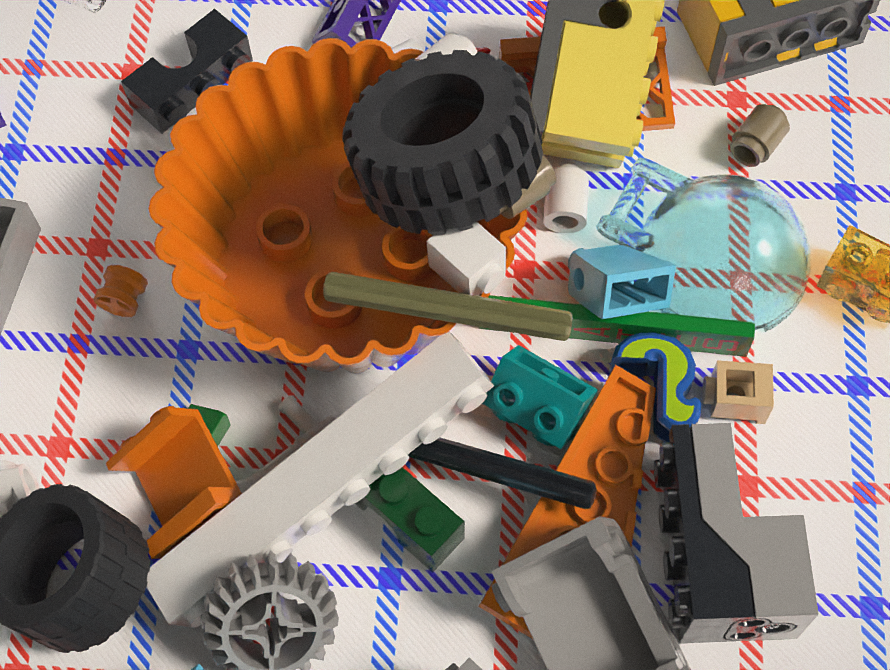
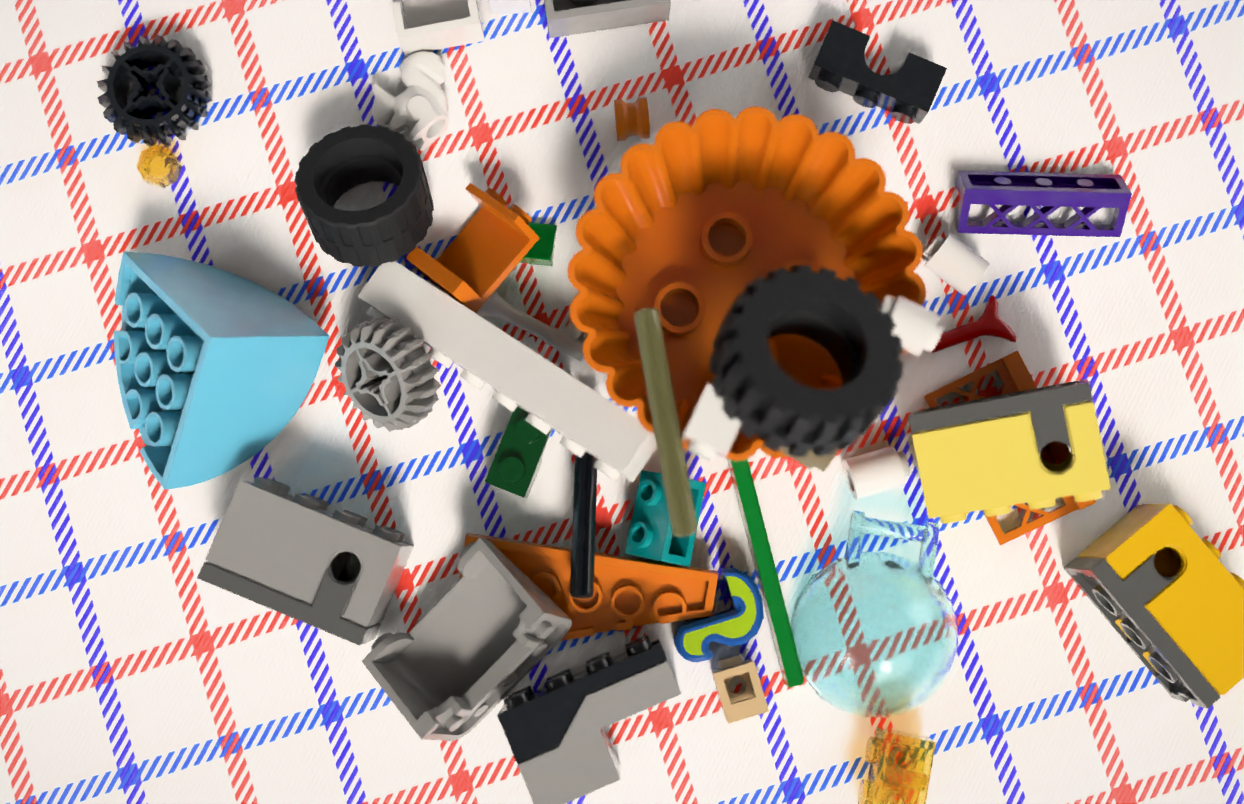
camera: 65 degrees right, 20 degrees up
(605, 281) = (800, 549): medium azure torso -> none
(759, 135) = (1015, 629): dark tan brick -> none

